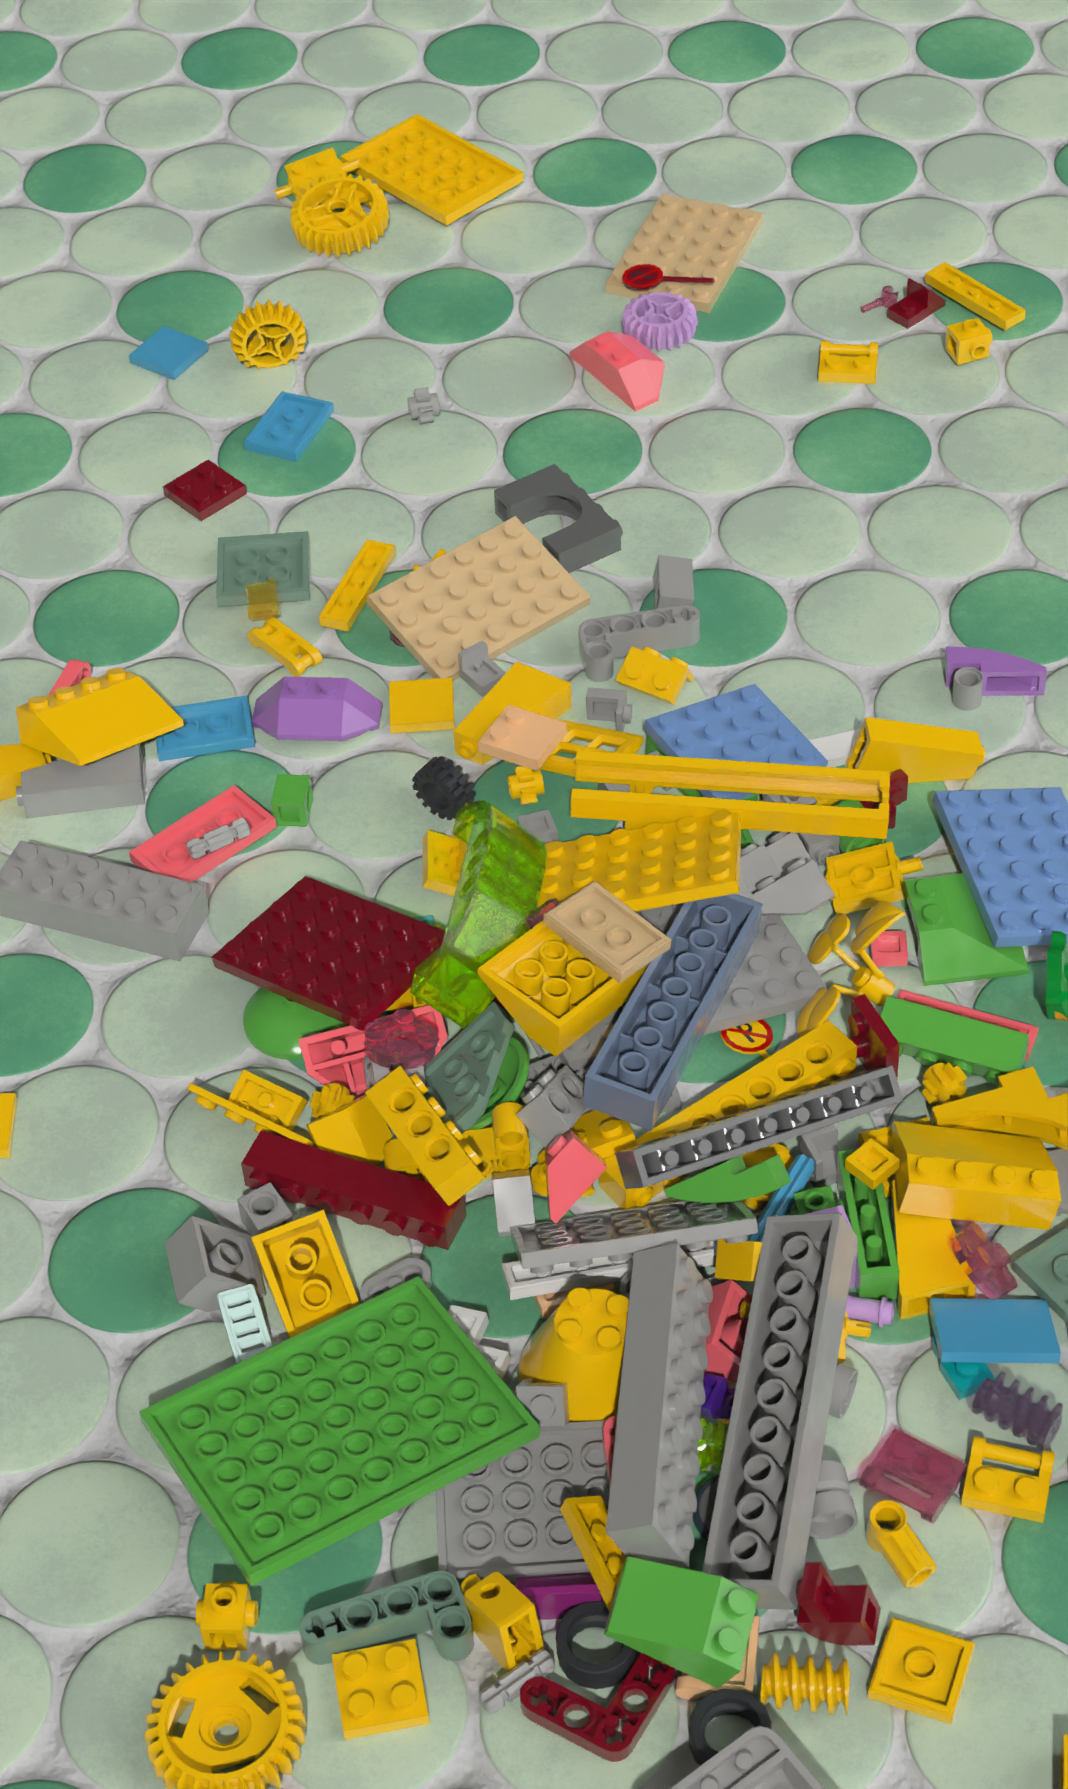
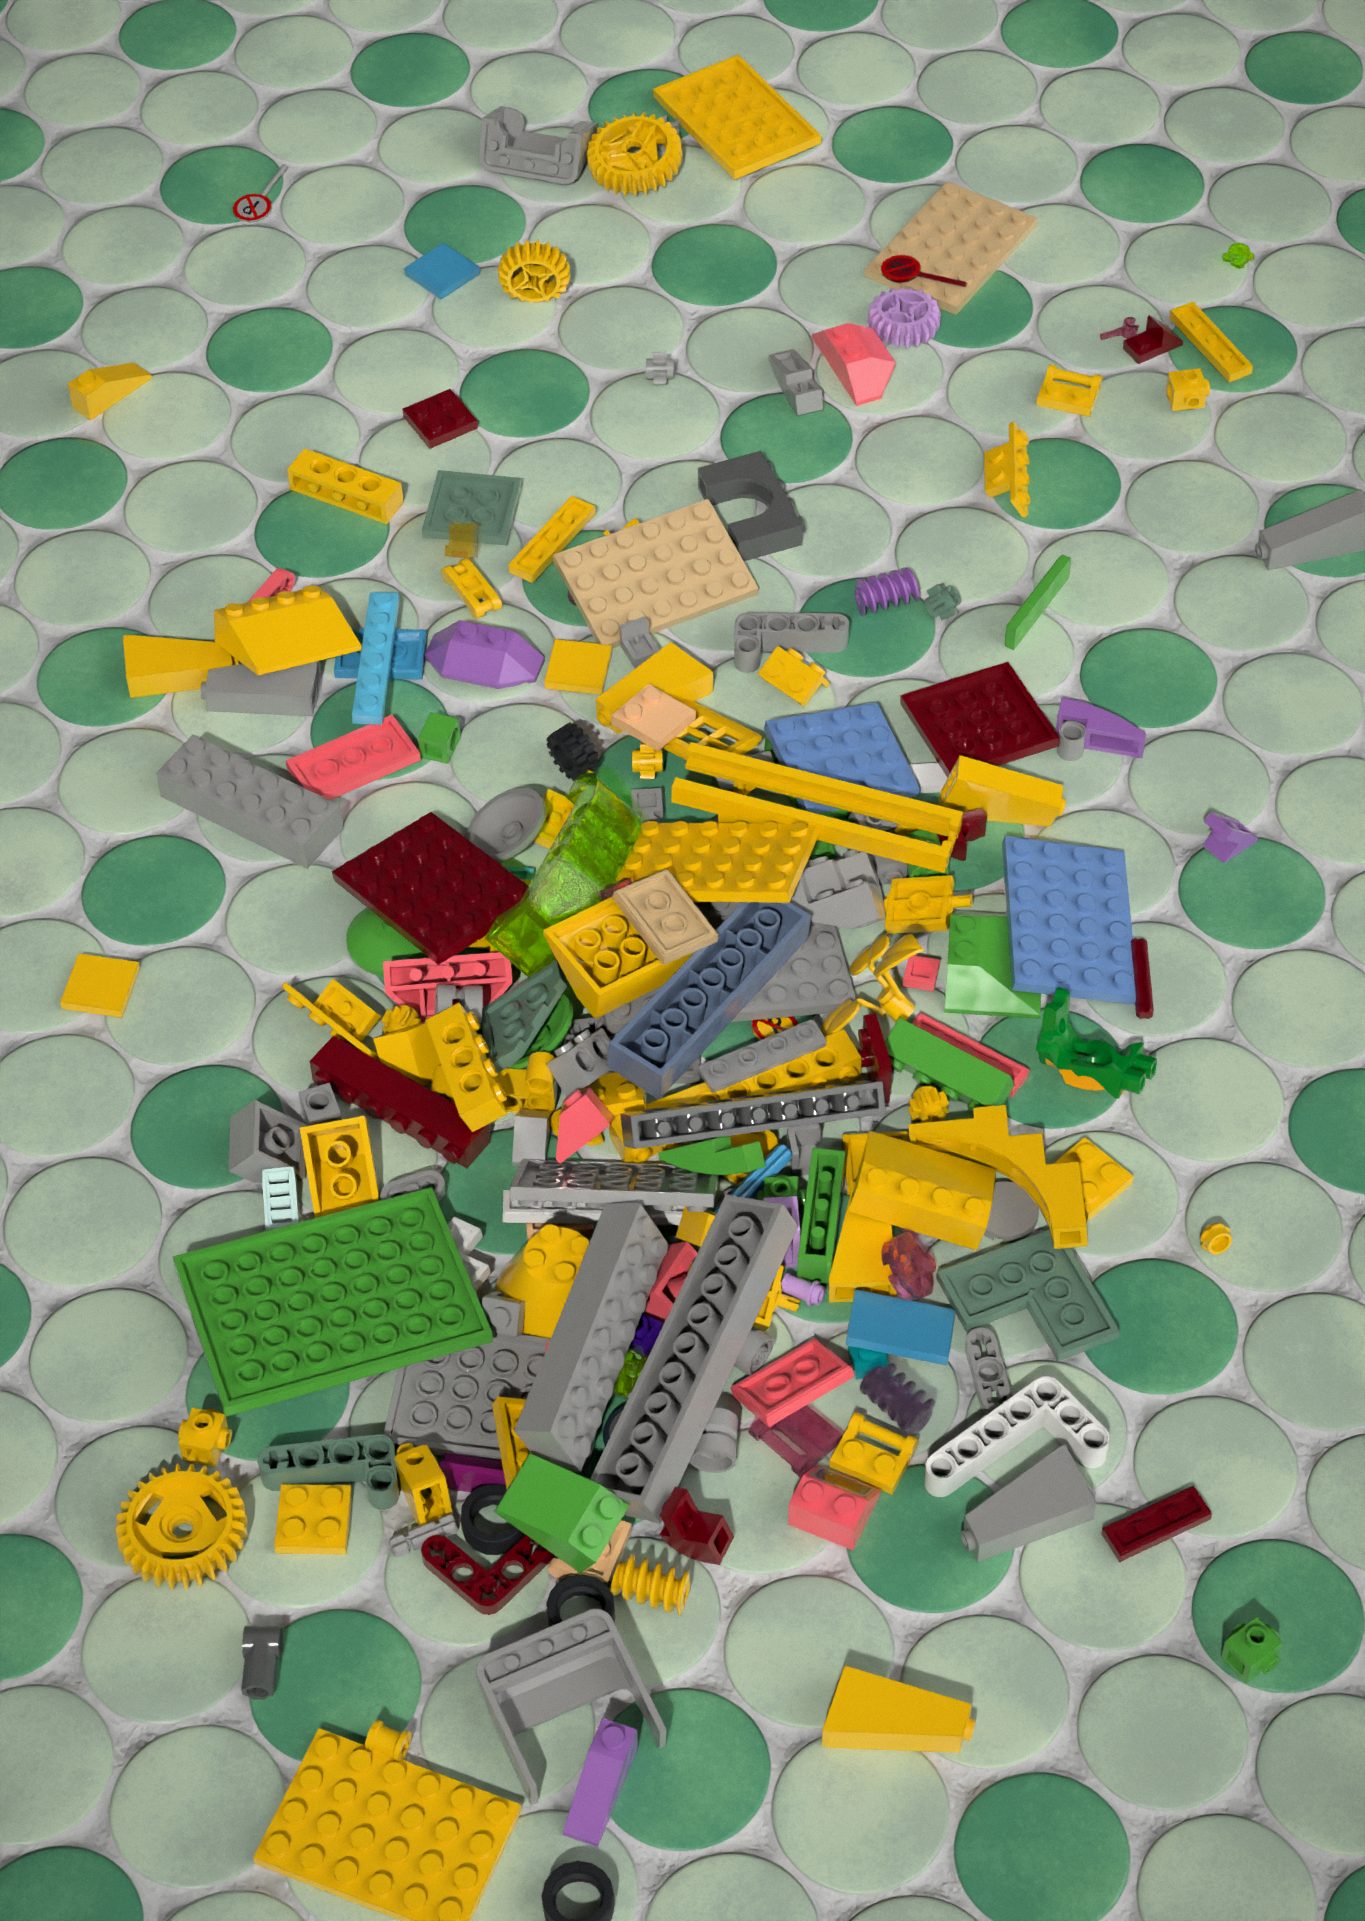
camera: 10 degrees right, 5 degrees up
(122, 569) = (345, 486): none -> yellow brick
(201, 732) = (375, 658): none -> medium azure plate
(211, 233) = (530, 154): none -> light grey windscreen
(217, 838) = (364, 763): light grey axle -> none
(288, 426) = (532, 366): dark azure tile -> none
(312, 168) = (625, 100): yellow plate -> none
(395, 871) = (508, 823): none -> light grey dish
(400, 1040) = (453, 979): clear pink plate -> none
(568, 397) = (796, 382): none -> light grey slope
(609, 706) = (744, 699): light grey bracket -> none
(673, 582) = (836, 588): light grey hinge -> none
(726, 575) = (885, 588): none -> medium lavender piece
(748, 1064) = (762, 1056): none -> light grey bracket
(788, 576) = (942, 601): none -> sand green gear
(810, 443) = (1007, 469): none -> yellow bracket
(864, 678) = (980, 718): none -> dark red plate
(872, 1163) = (835, 1165): yellow plate -> none
(885, 562) = (1037, 602): none -> bright green tile
(892, 1416) = (792, 1382): none -> coral tile
(899, 1545) = (764, 1489): yellow piece -> none
(921, 1670) = (752, 1592): yellow tile -> none
(973, 216) = (1238, 255): none -> clear neon green plate
(983, 1550) = (832, 1506): none -> coral slope

